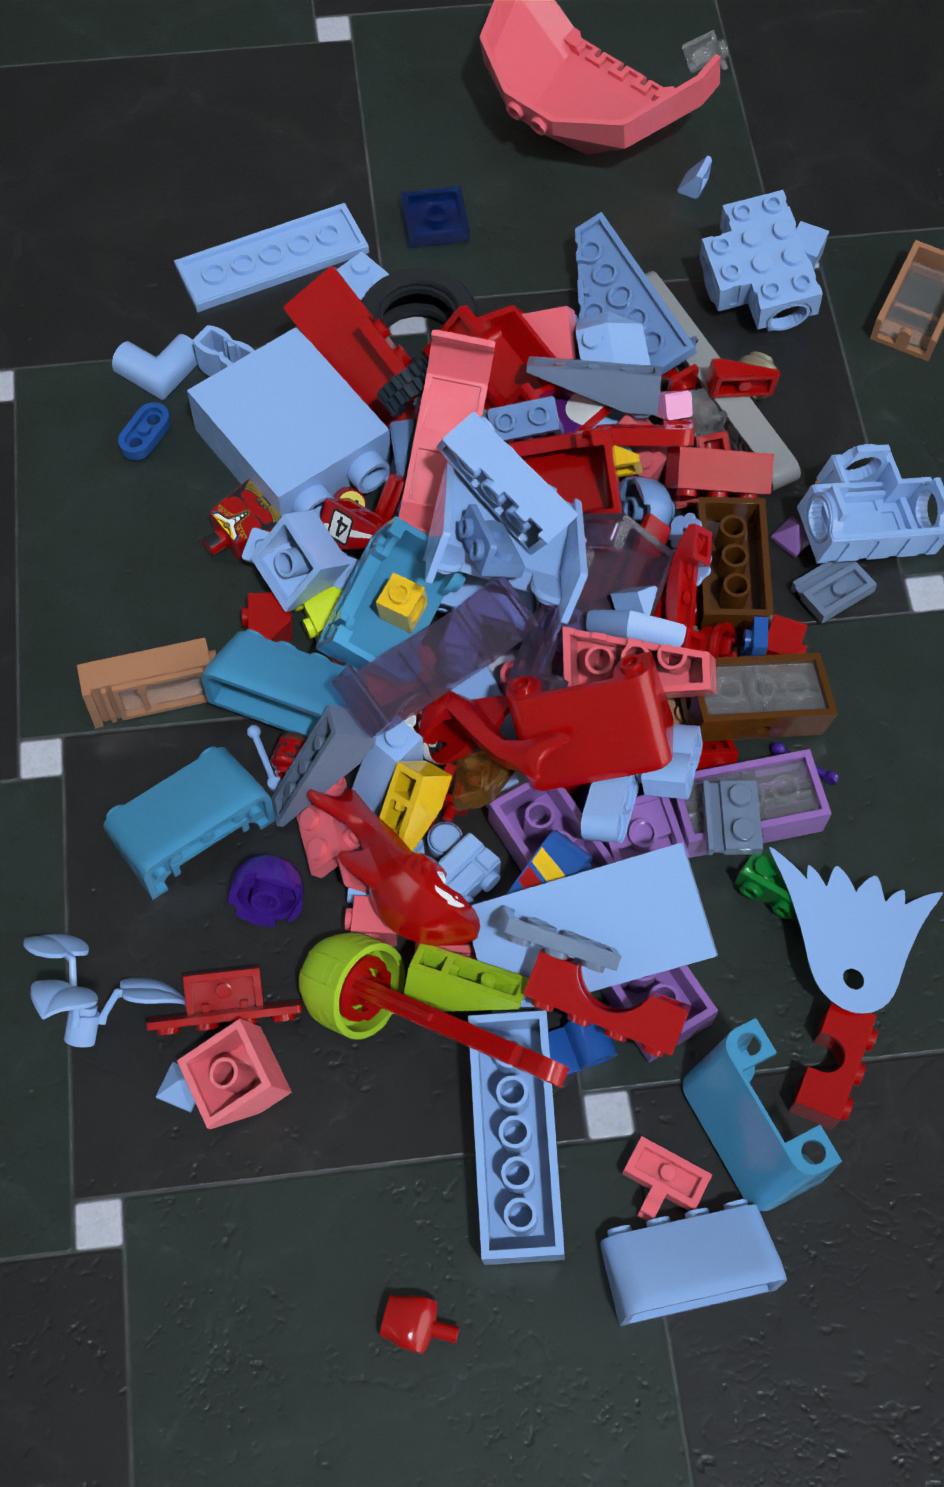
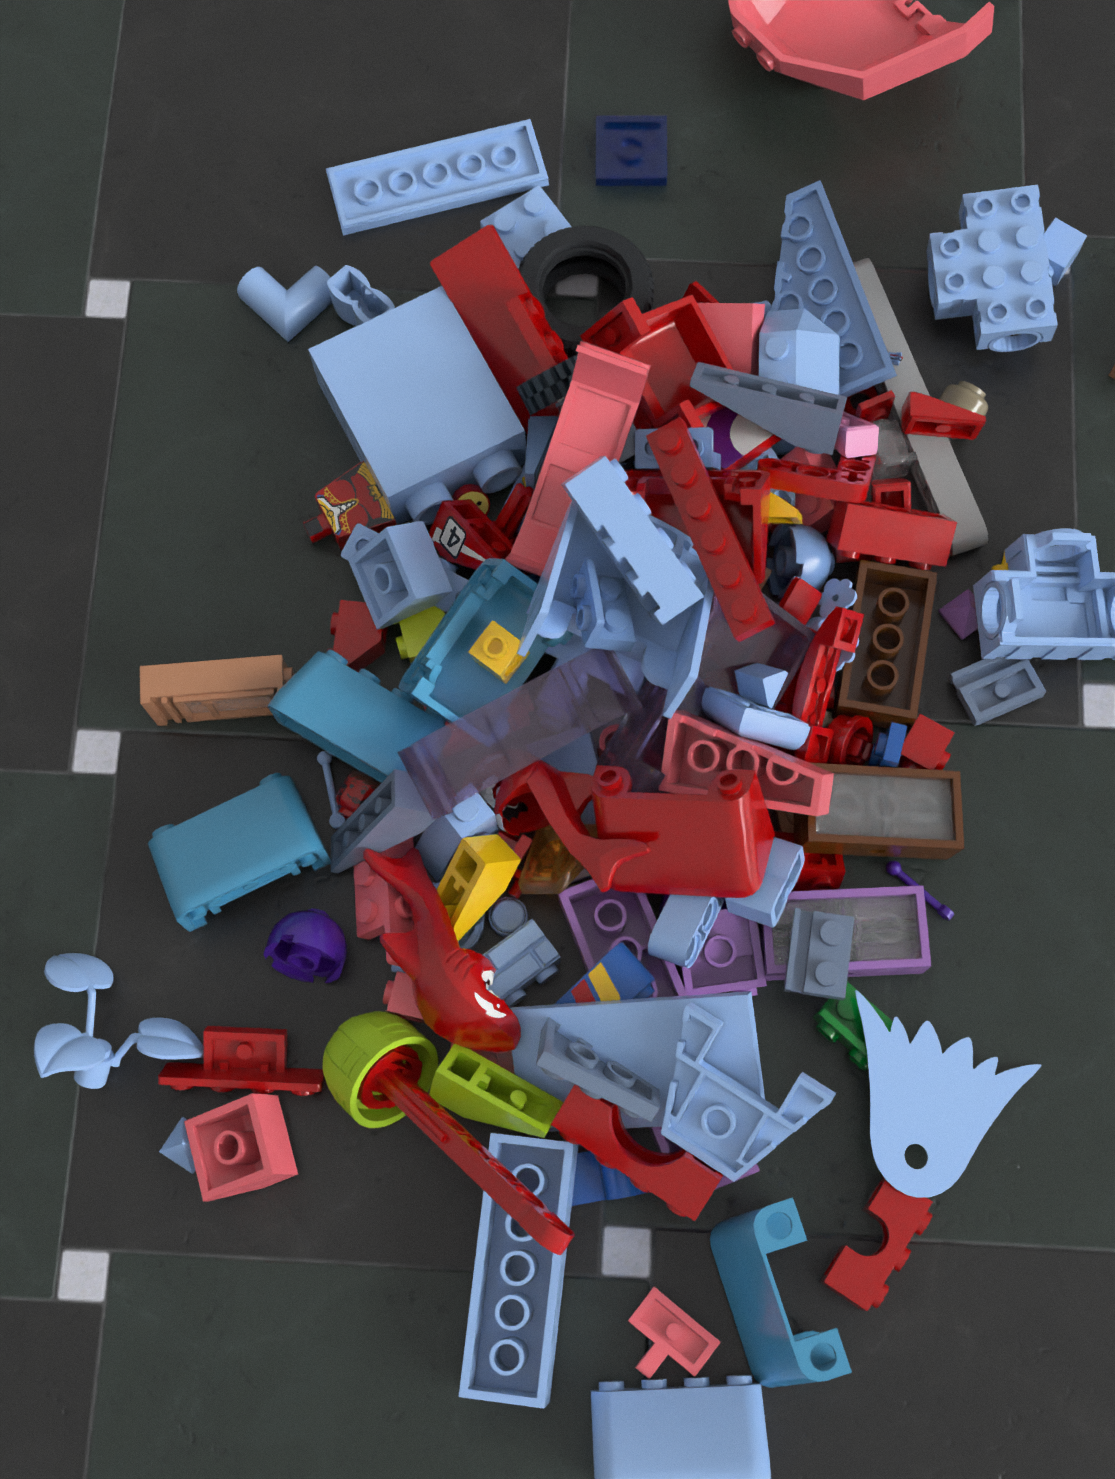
camera: 15 degrees right, 10 degrees up
(142, 433) = (257, 380): blue plate -> none
(412, 1323) = (381, 1441): red piece -> none
(571, 472) = (710, 530): none -> red plate
(677, 957) = (719, 1116): none -> light blue wing
(696, 179) = (945, 140): light blue slope -> none

